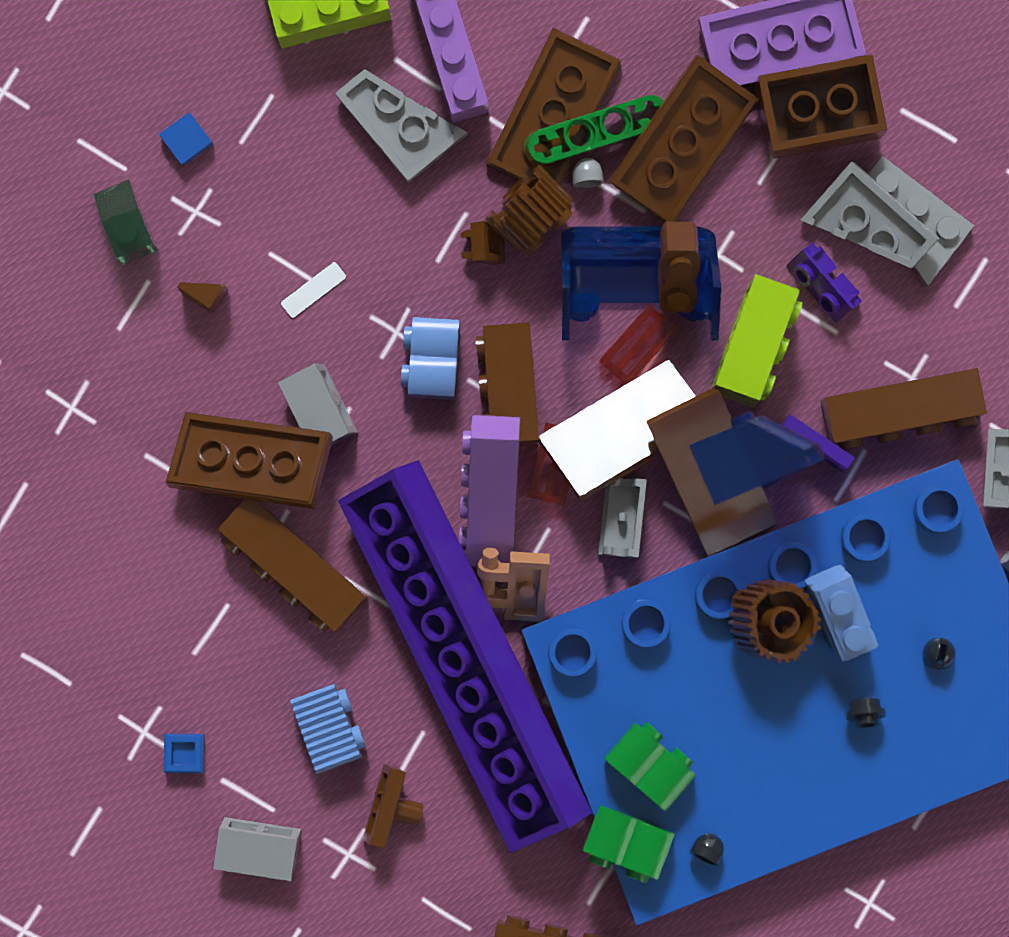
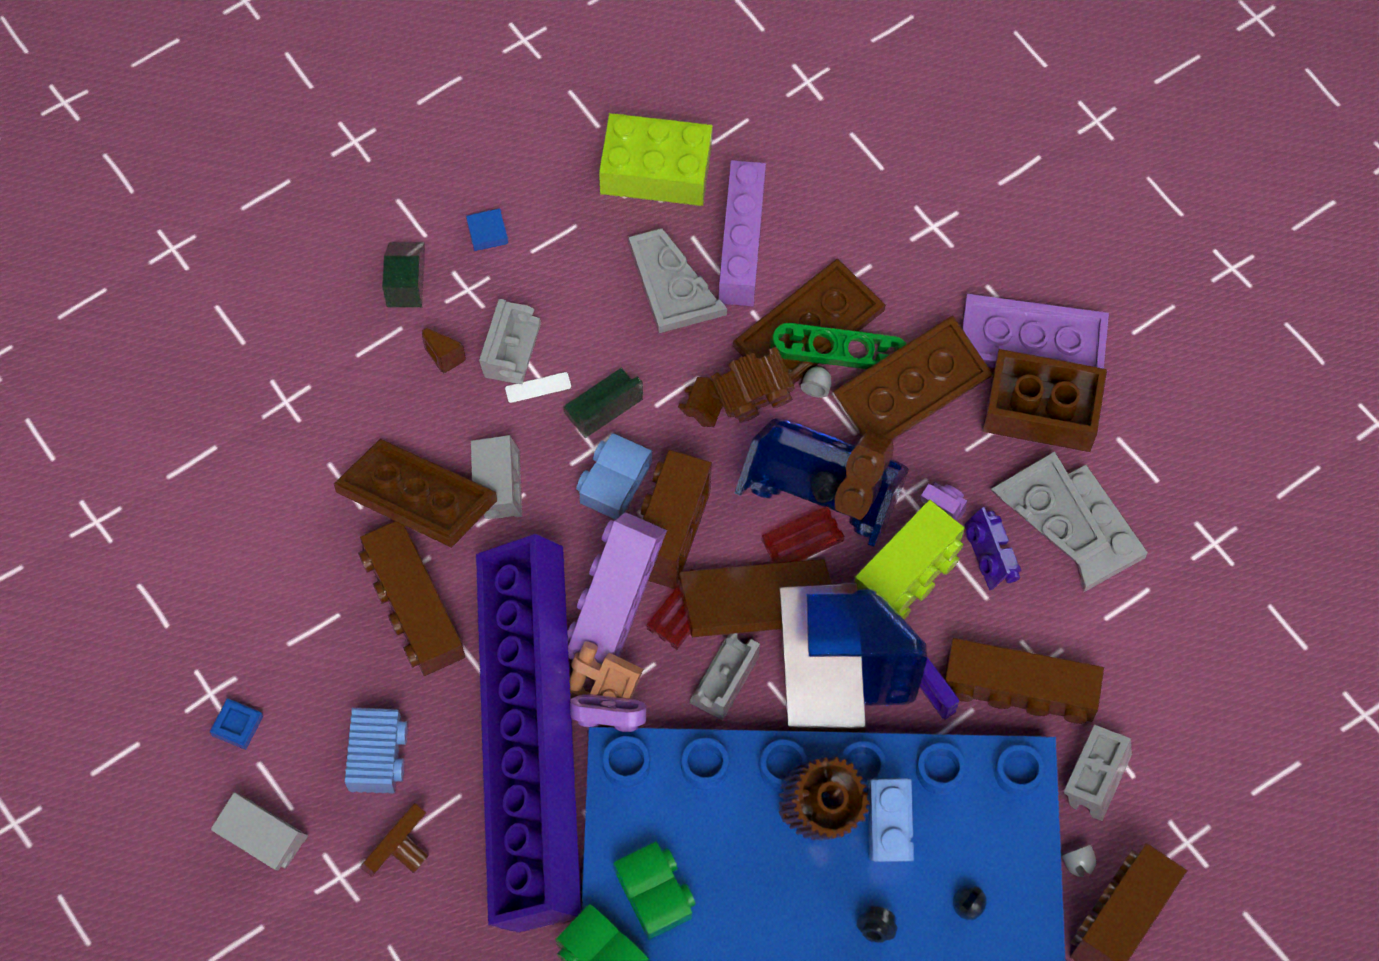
camera: 20 degrees right, 20 degrees down
(267, 257) = (509, 342): none -> light grey hinge
(386, 281) = (604, 402): none -> clear green panel
(533, 608) = (618, 712): none -> medium lavender plate
(640, 285) = (824, 486): none -> black hinge
(764, 258) = (947, 498): none -> medium lavender slope

